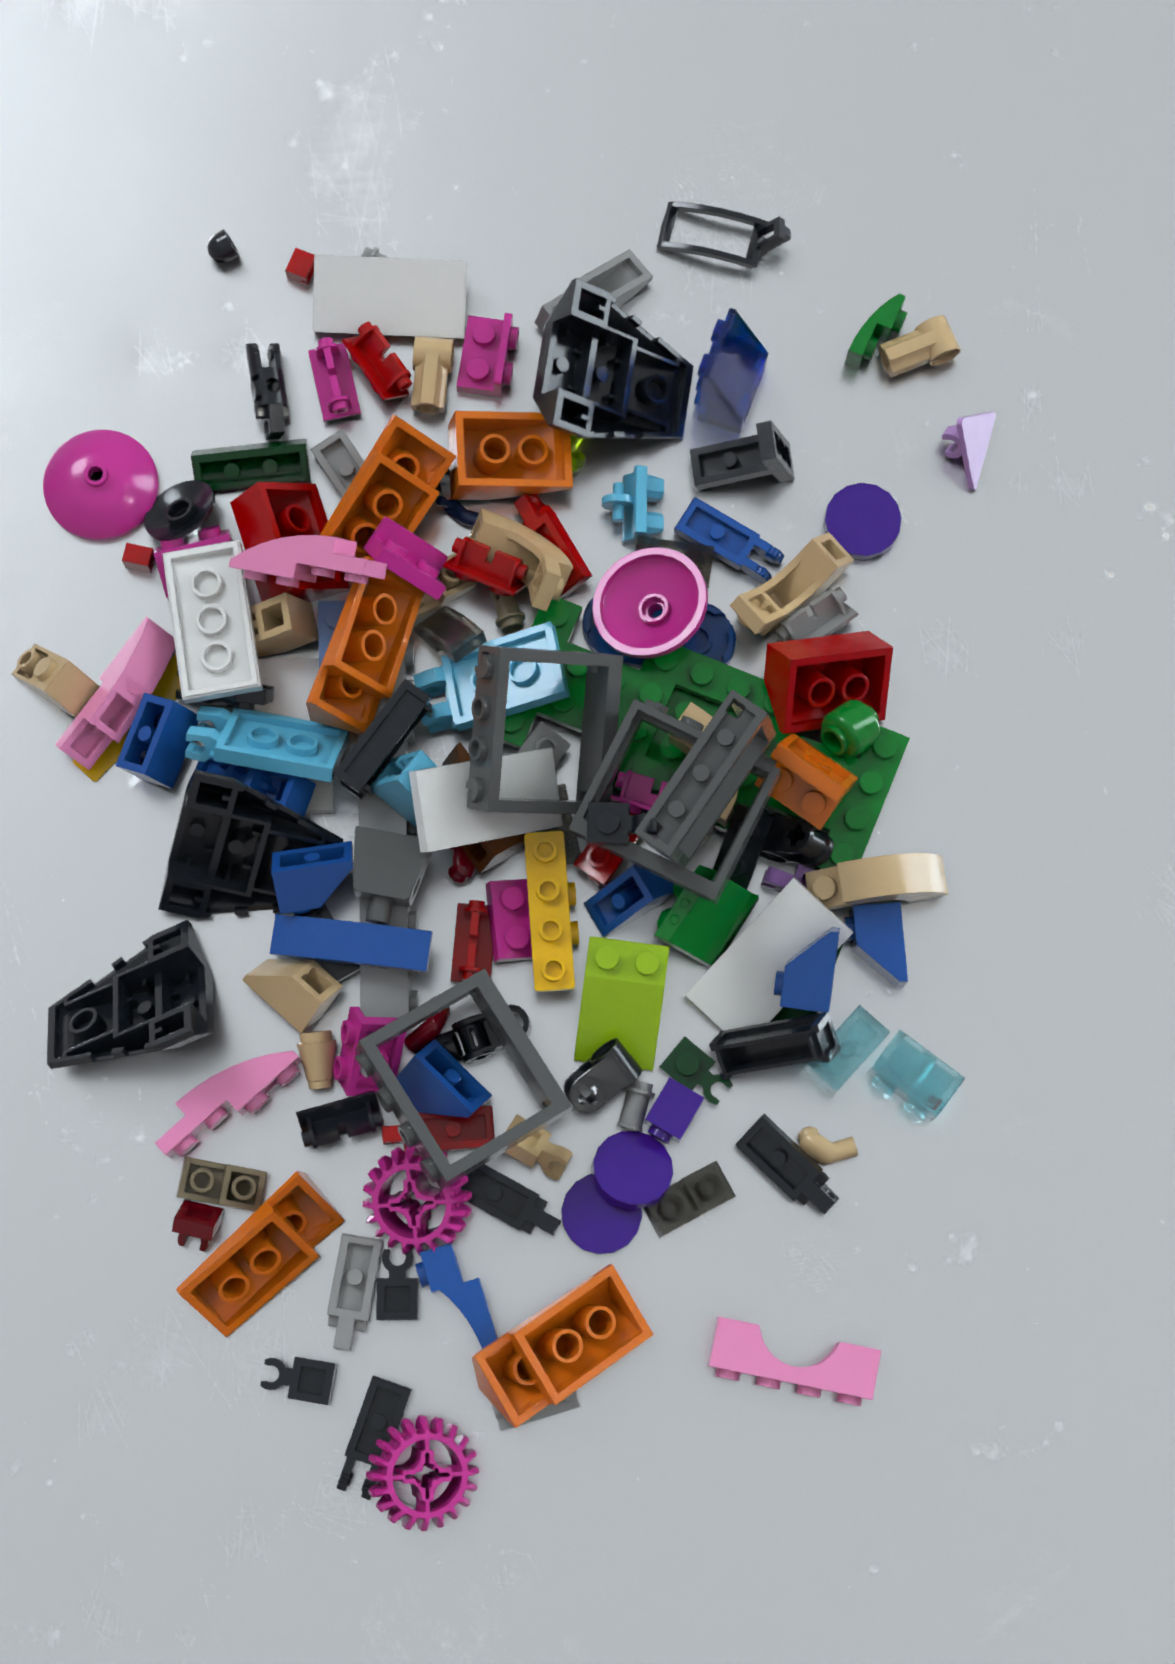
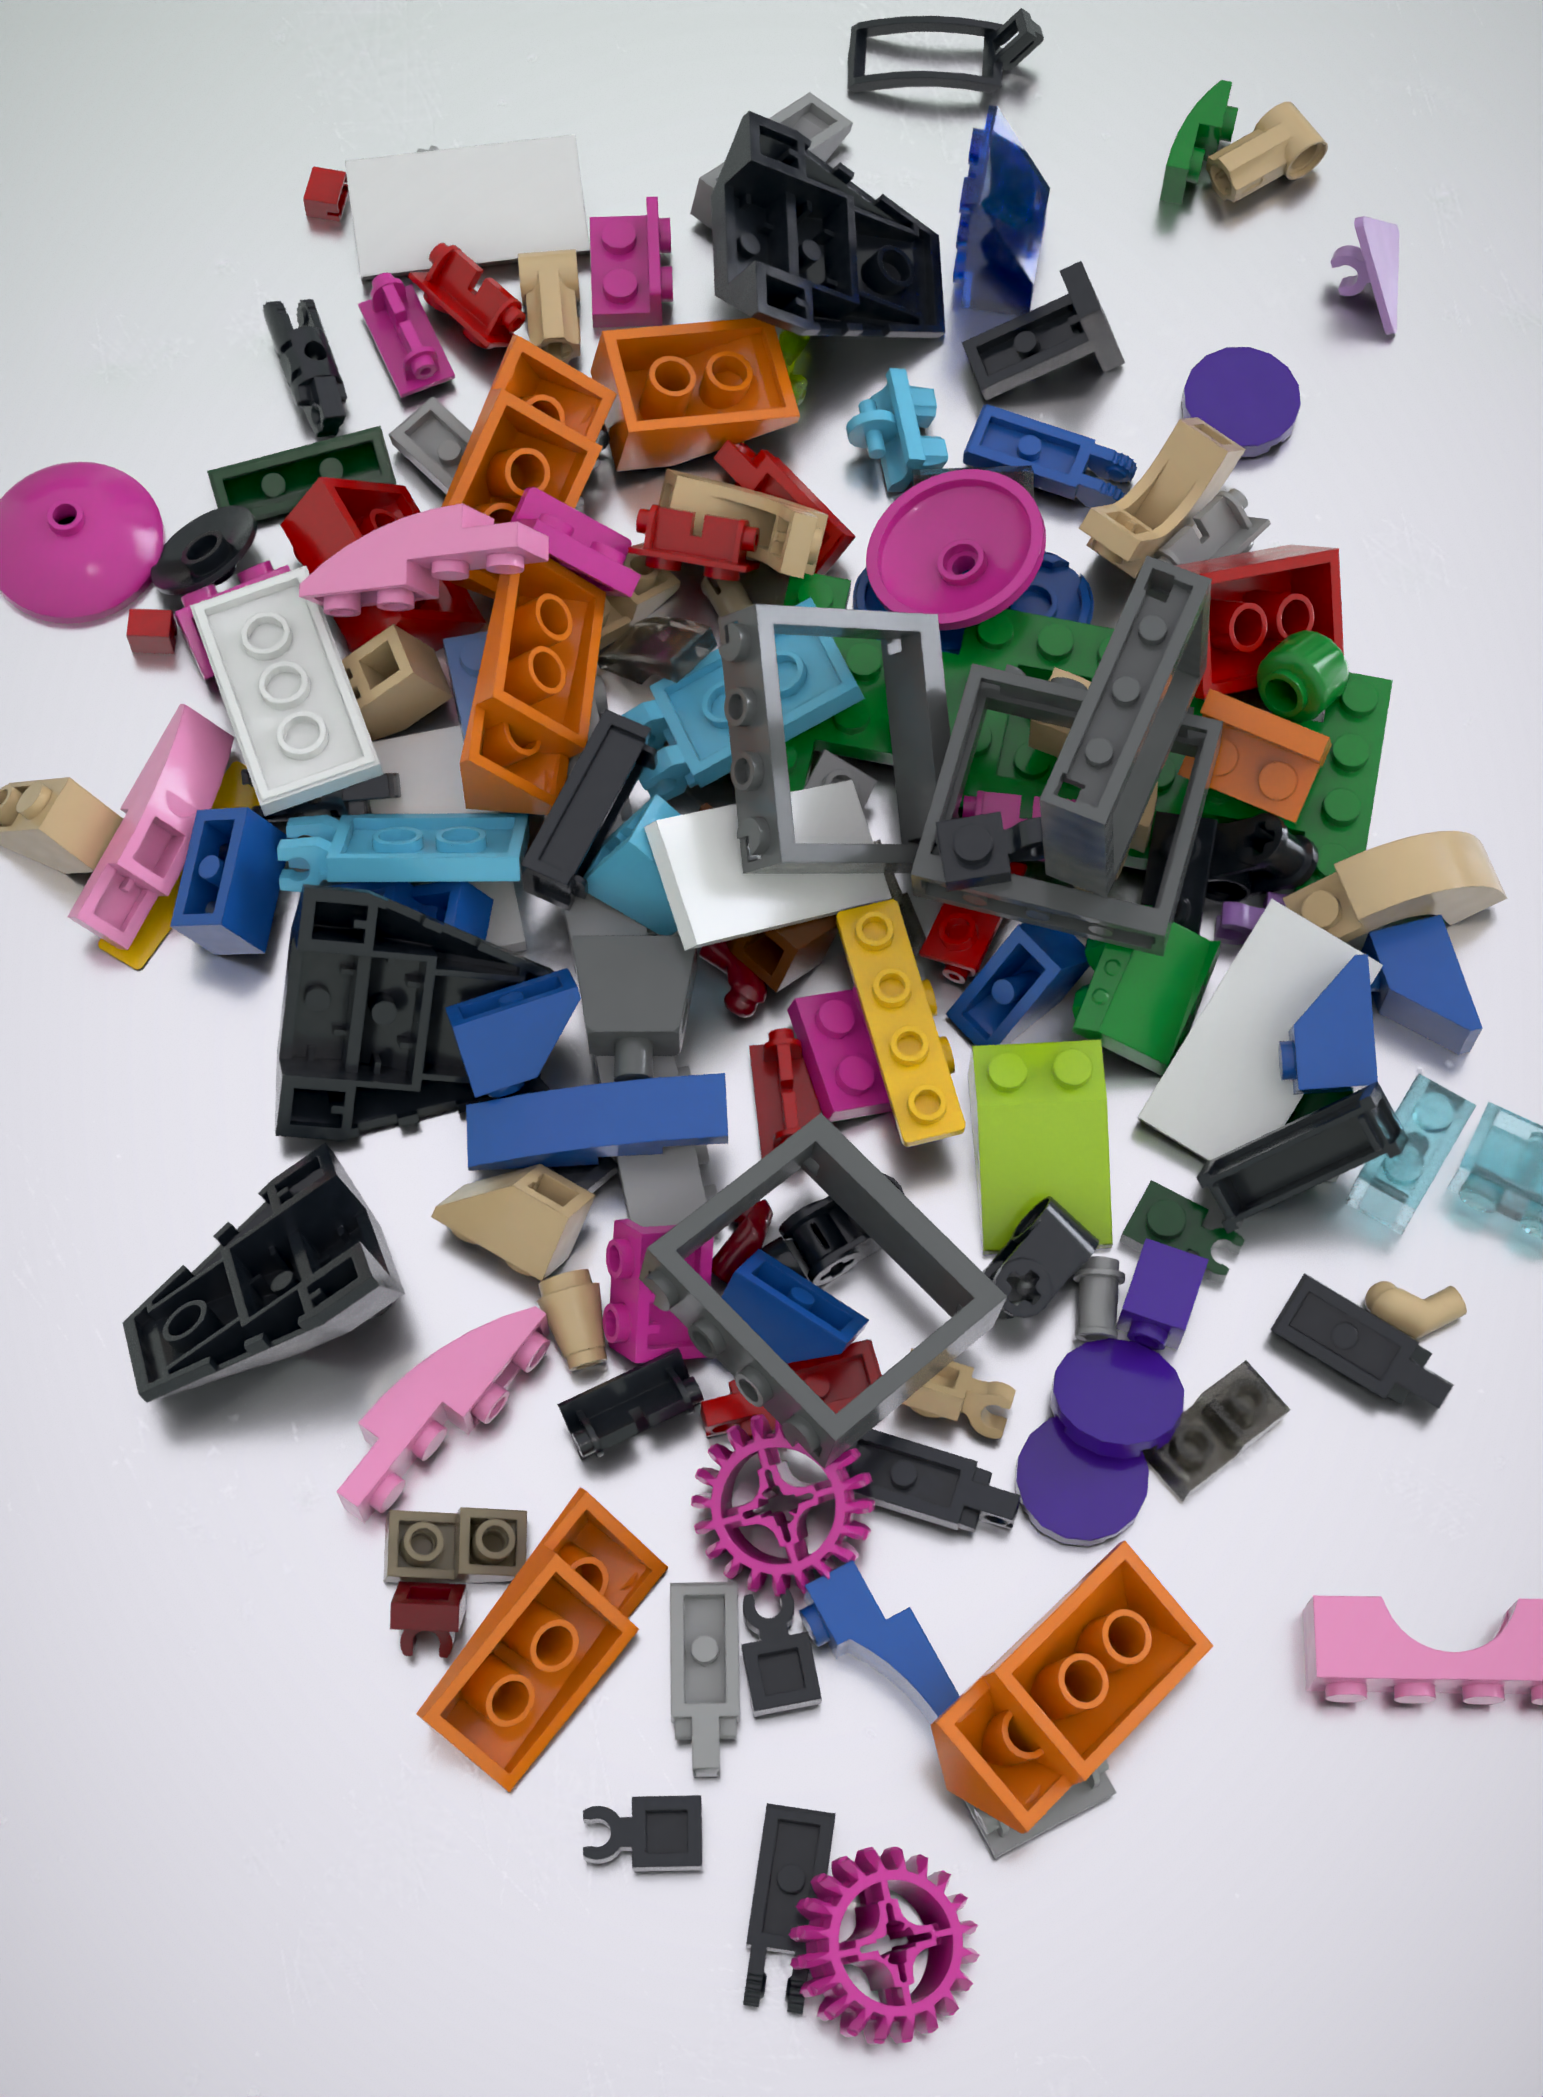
camera: 10 degrees left, 10 degrees down
(222, 247) = (202, 186): black hinge -> none
(457, 511) = (628, 488): dark blue piece -> none

